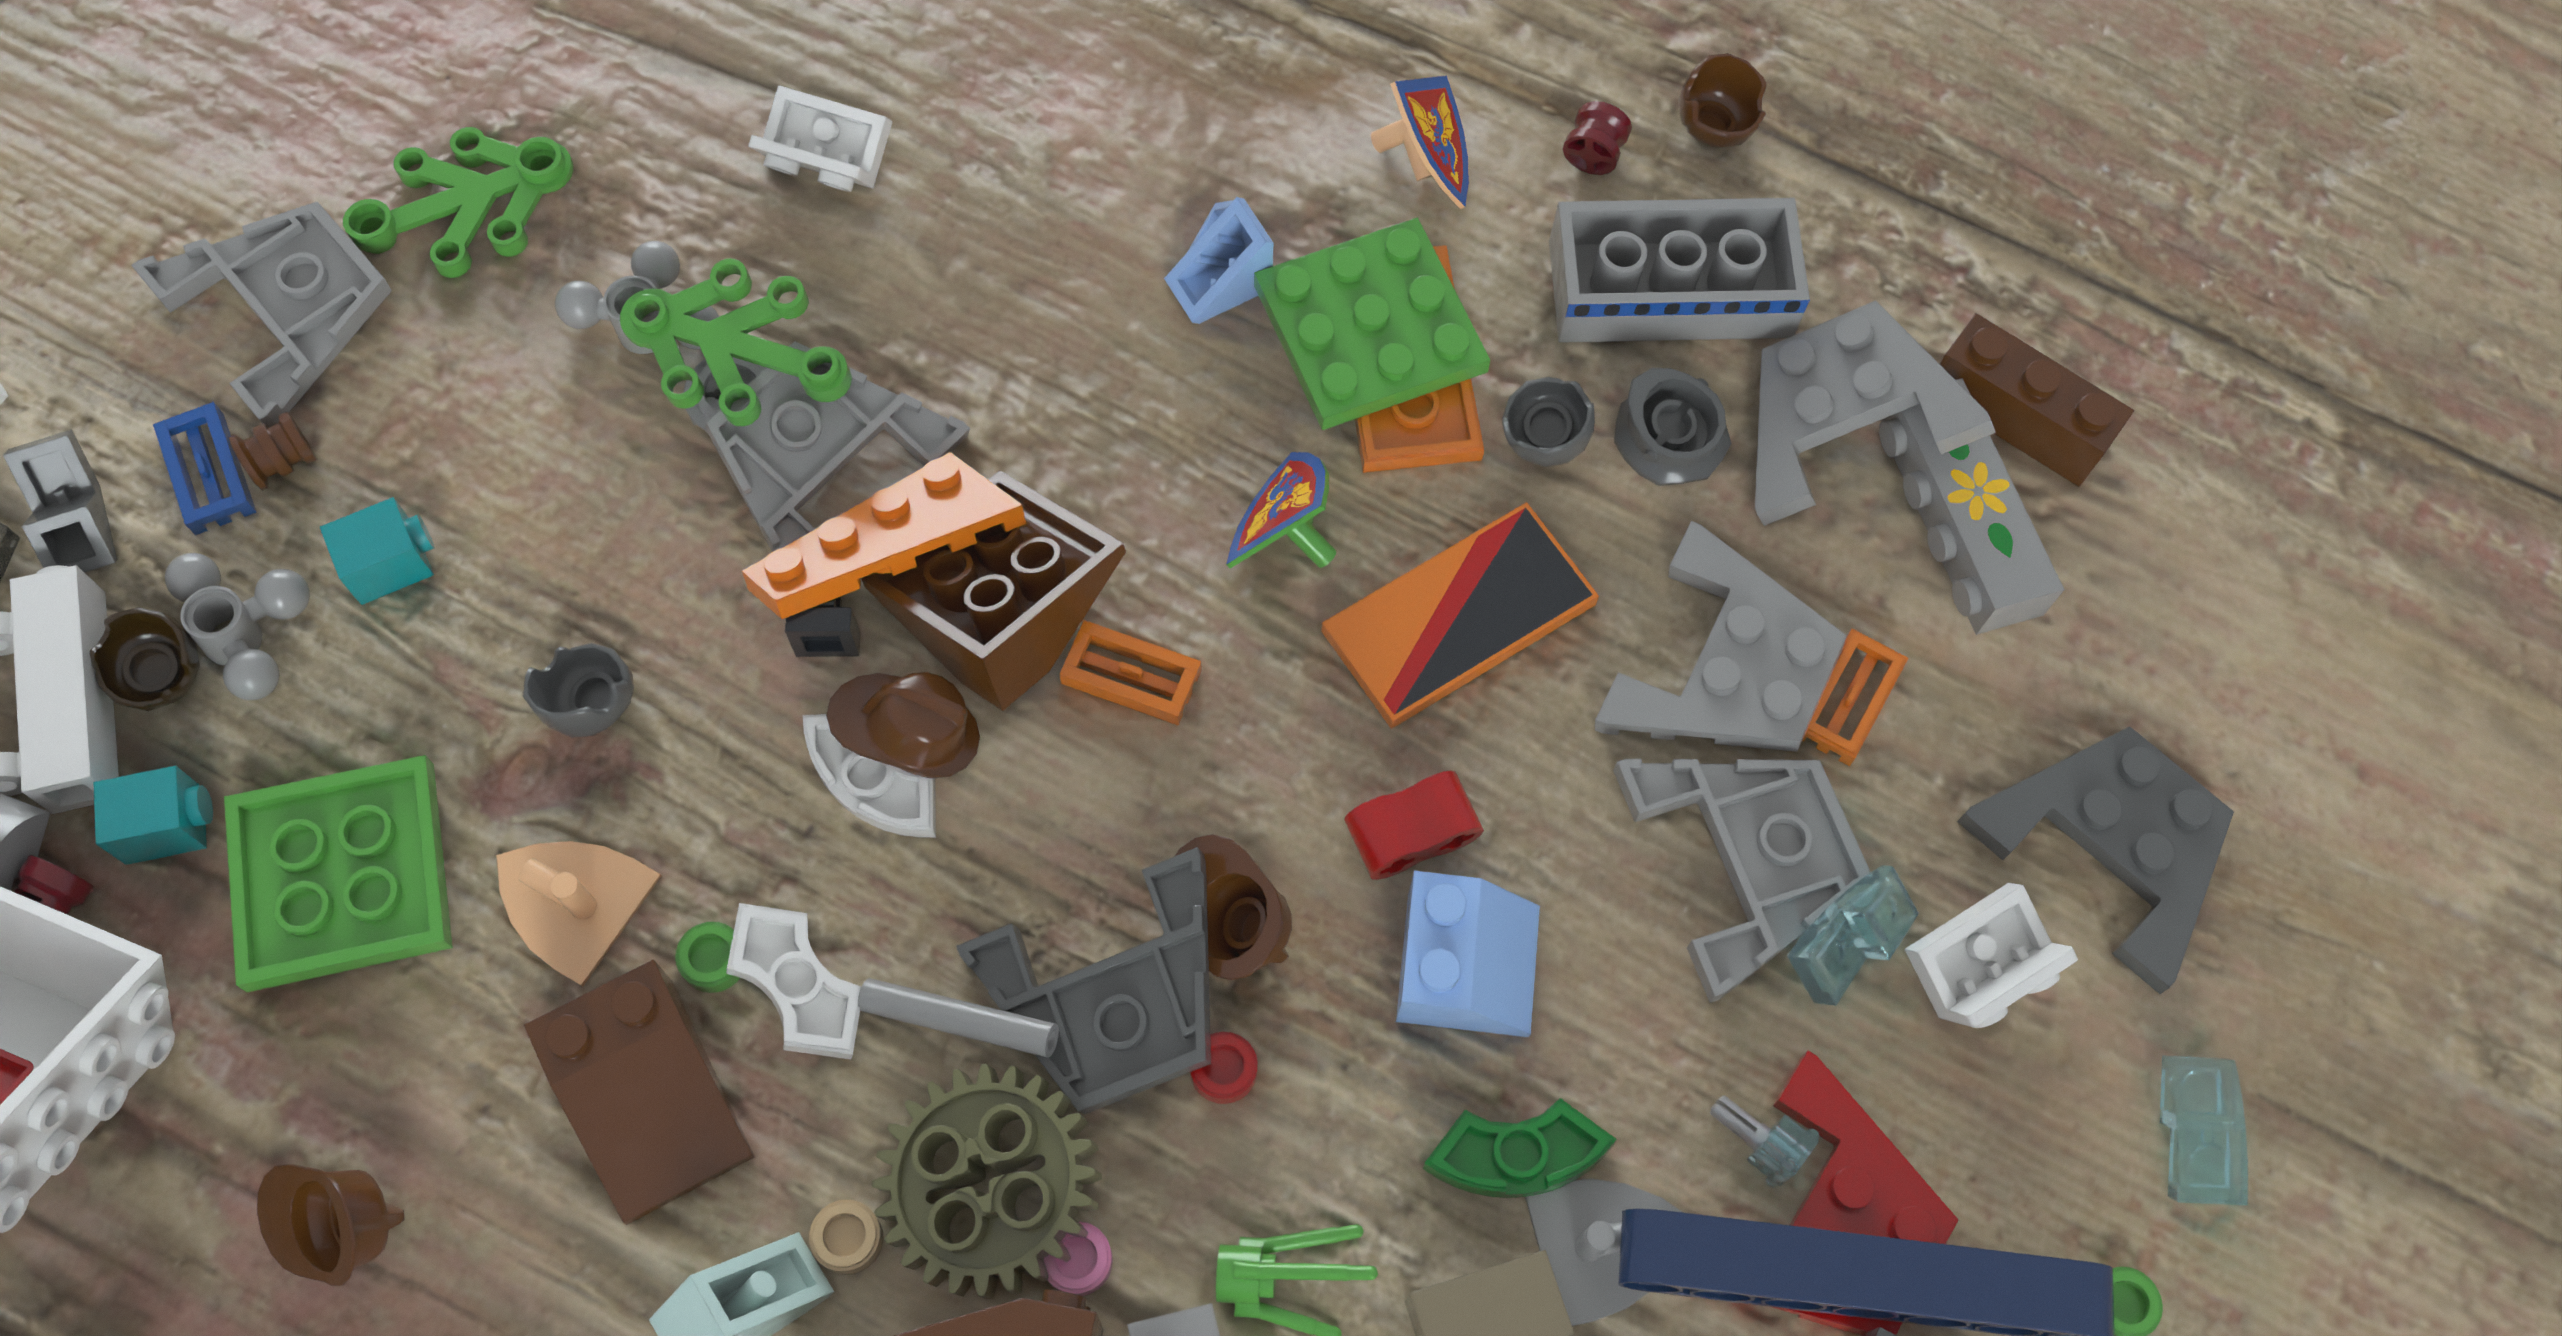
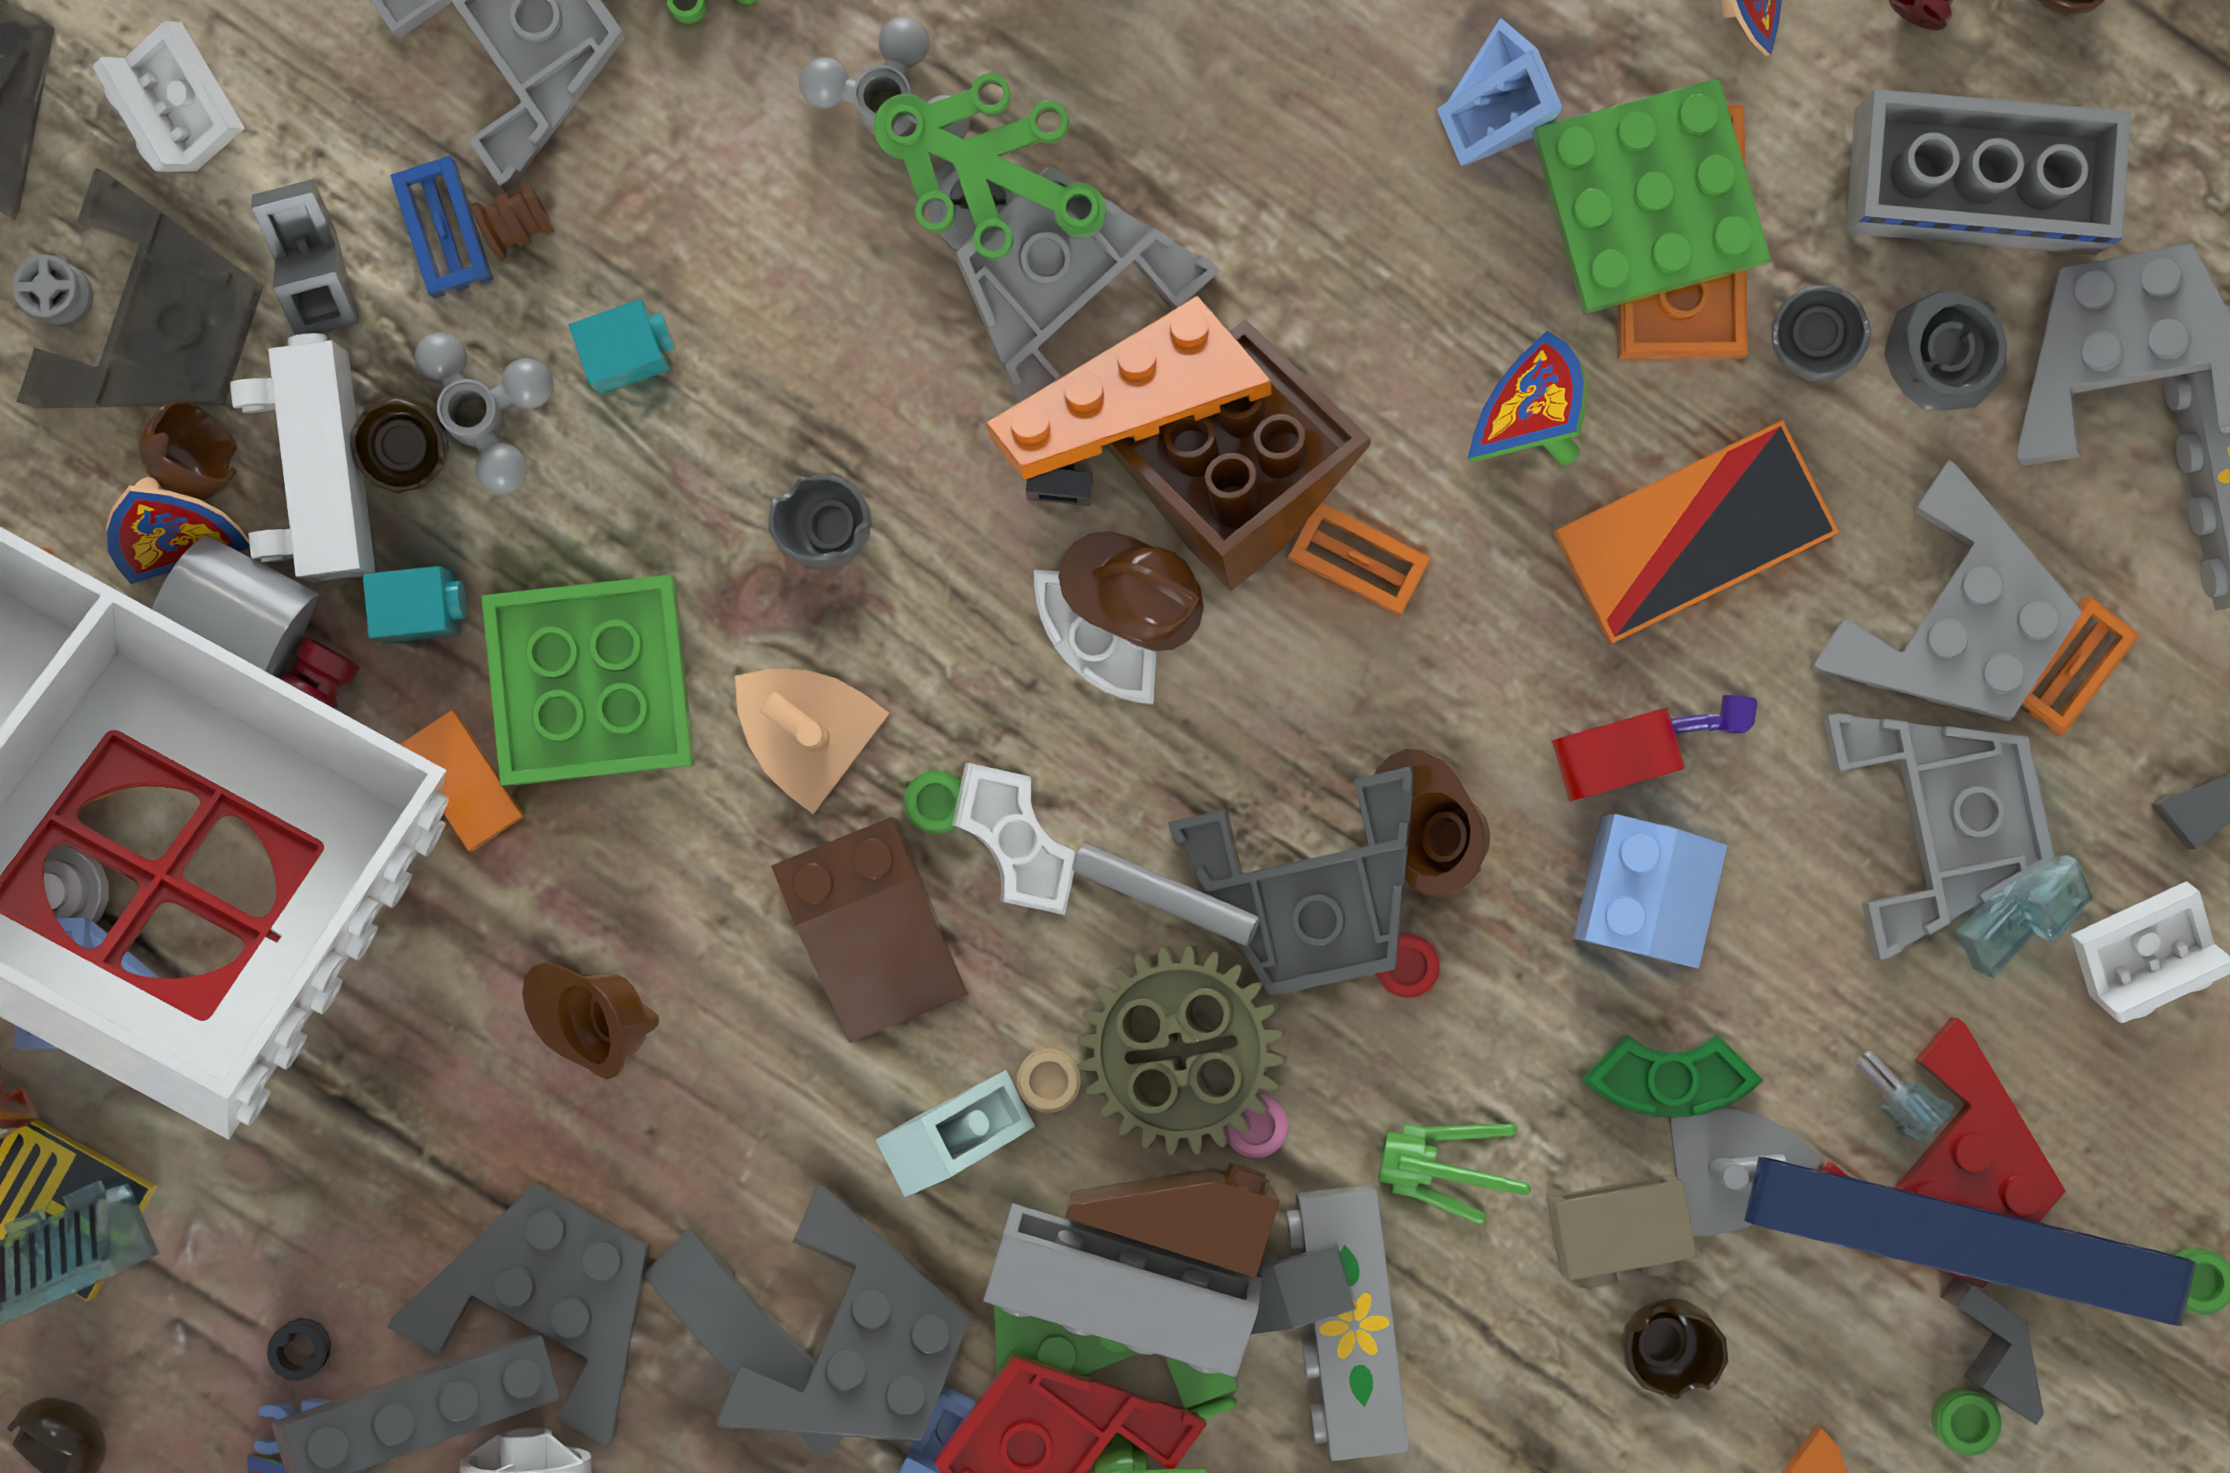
camera: 10 degrees right, 20 degrees up
(204, 994) = (477, 802): none -> orange tile
(1526, 781) = (1735, 717): none -> dark purple hand

